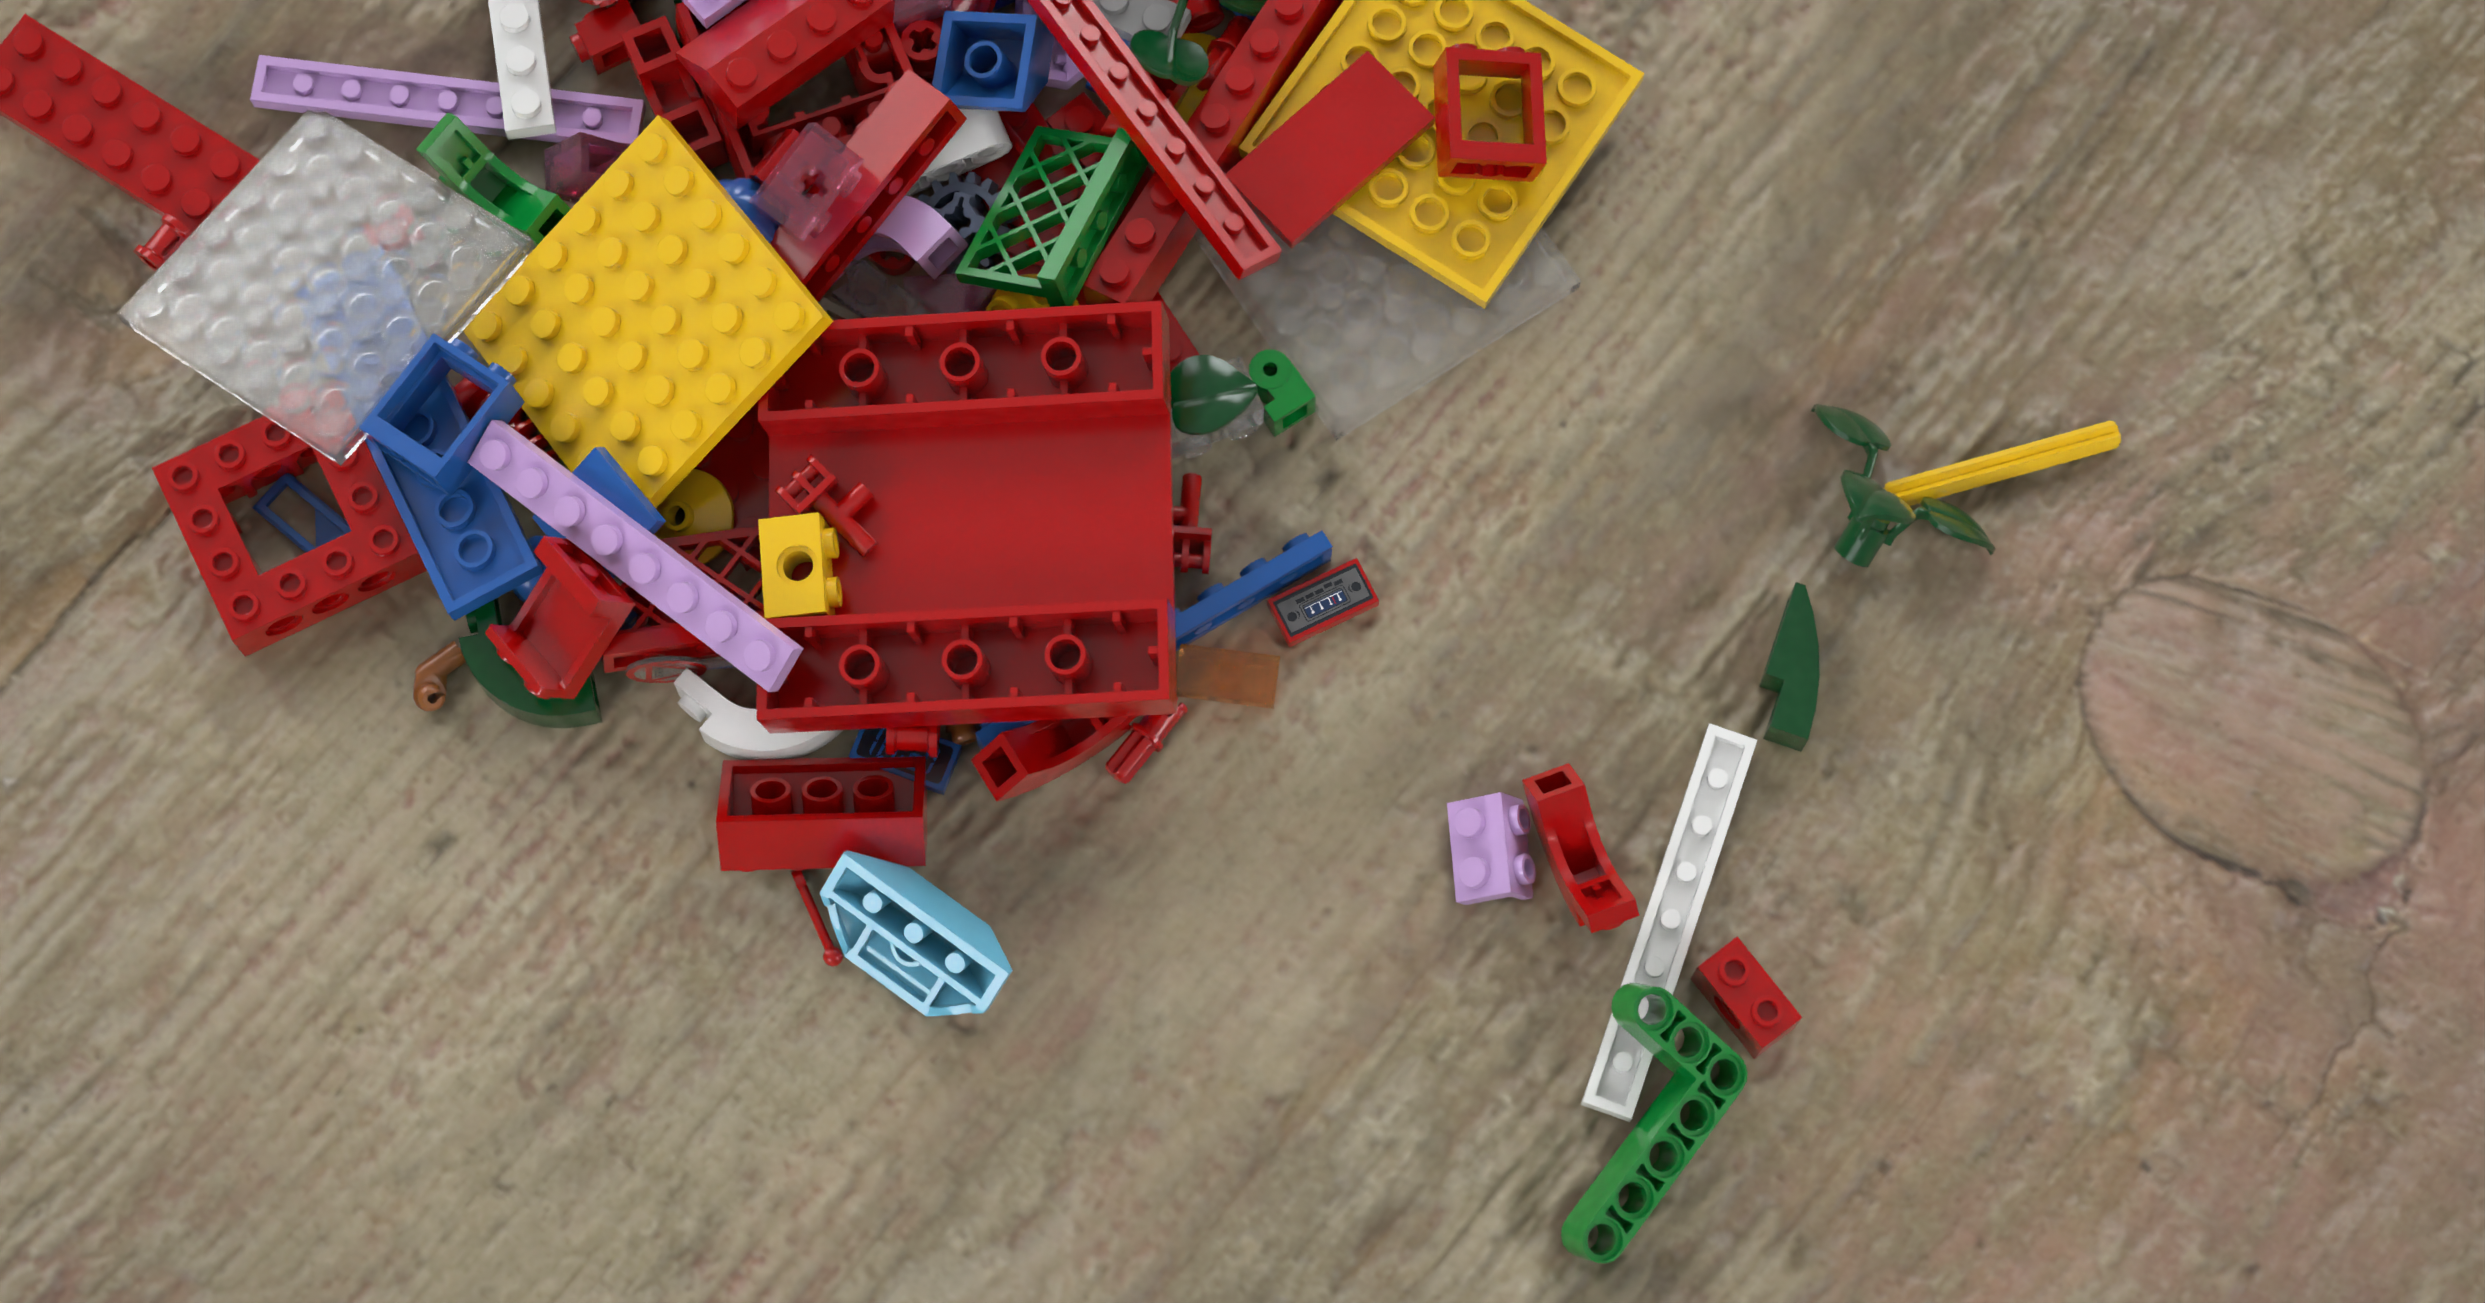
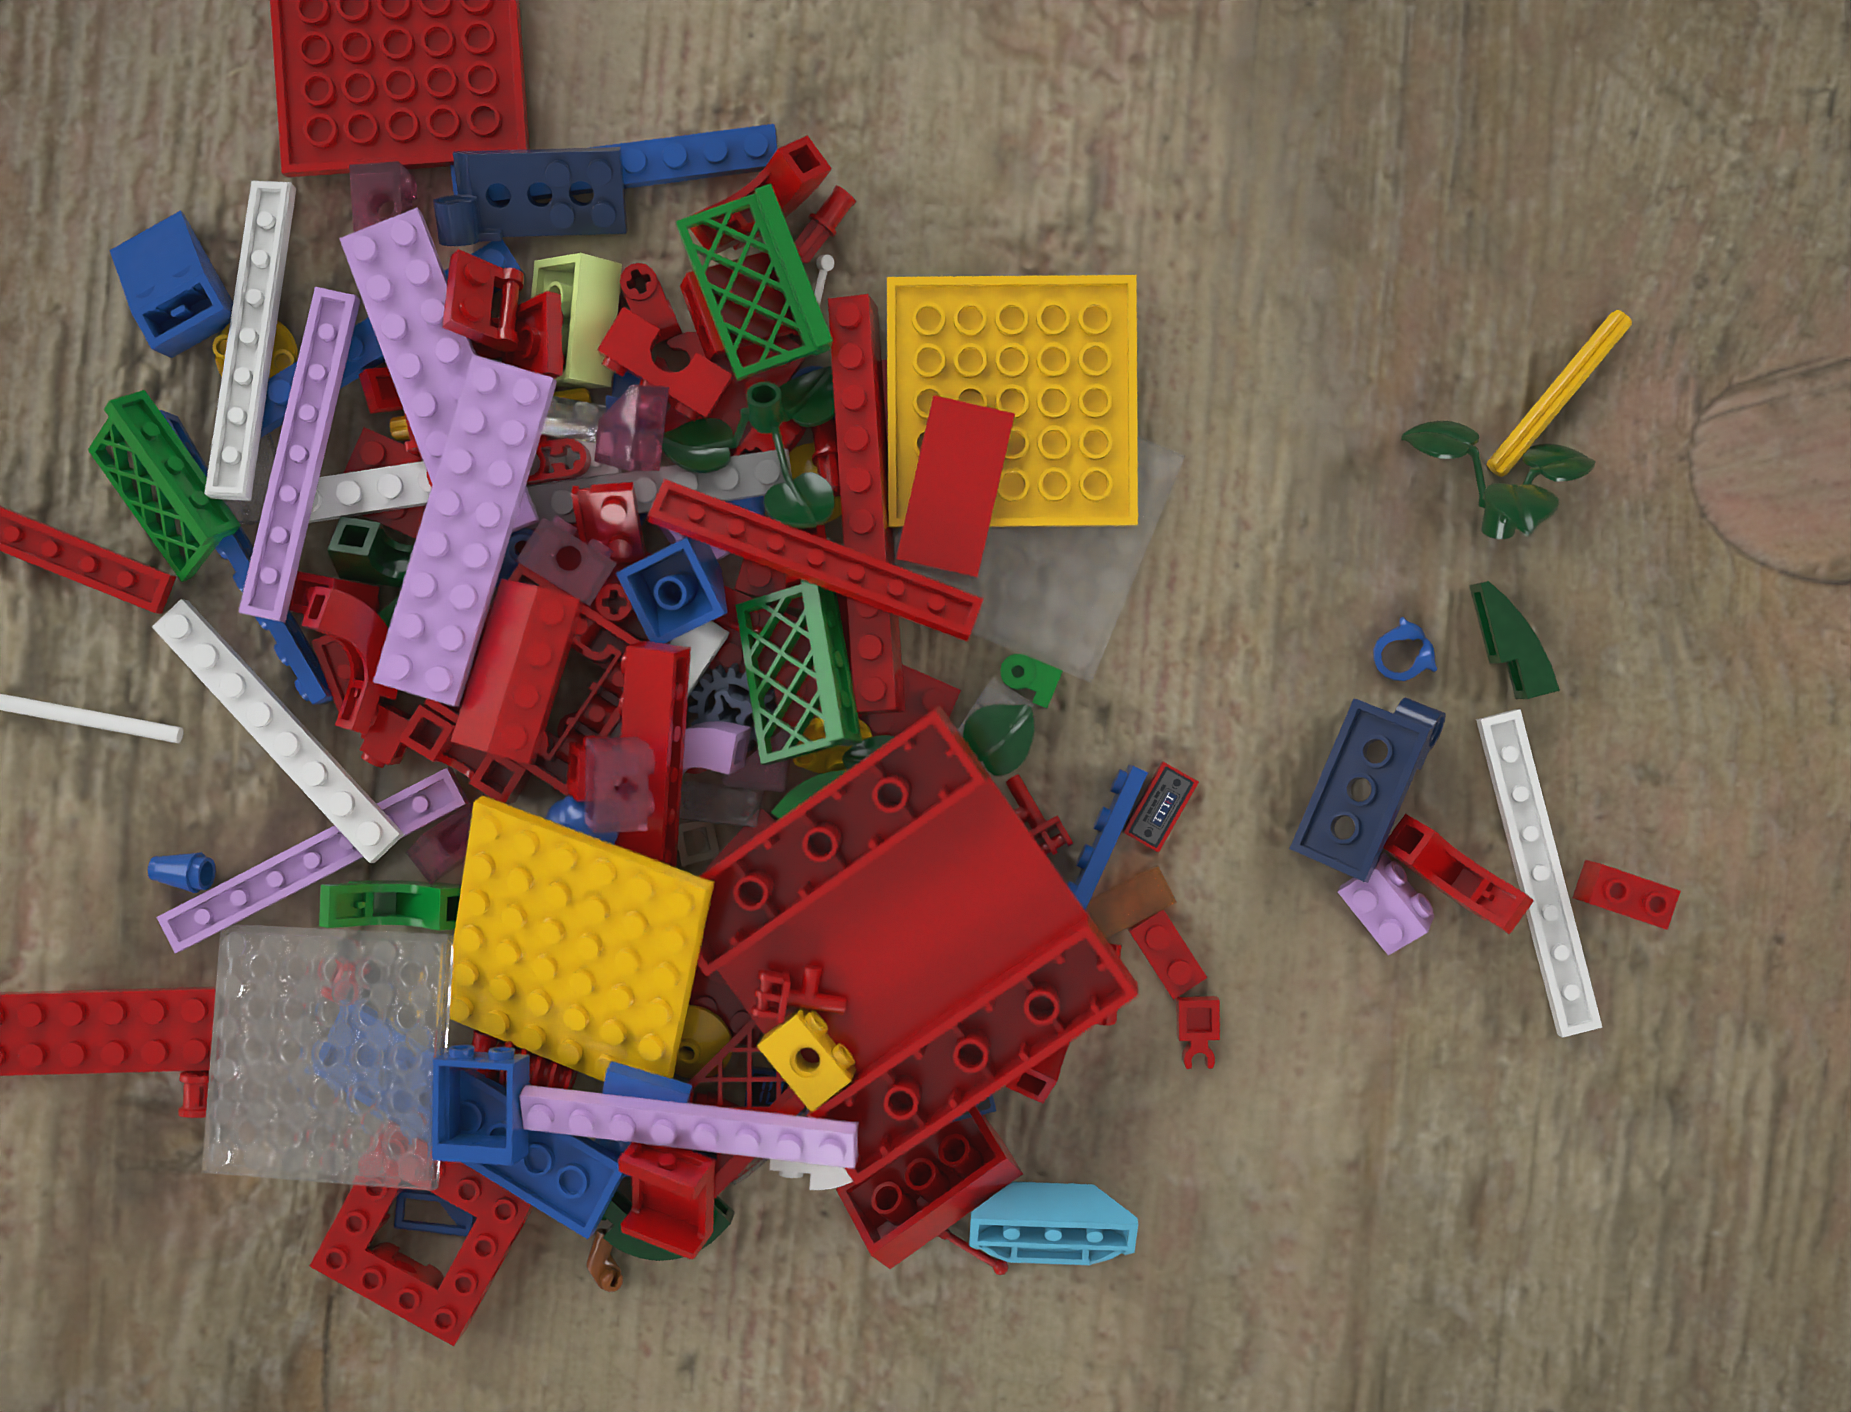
camera: 30 degrees left, 15 degrees up
(316, 32) = (185, 871): none -> blue cone
(1212, 838) = (1198, 1023): none -> red plate
(1229, 752) = (1167, 954): none -> red plate
(1480, 158) = (1024, 405): red window -> none
(1619, 689) = (1409, 738): none -> dark blue hinge
(1659, 1124) = (1632, 1029): green beam -> none
(1688, 632) = (1404, 631): none -> blue piece

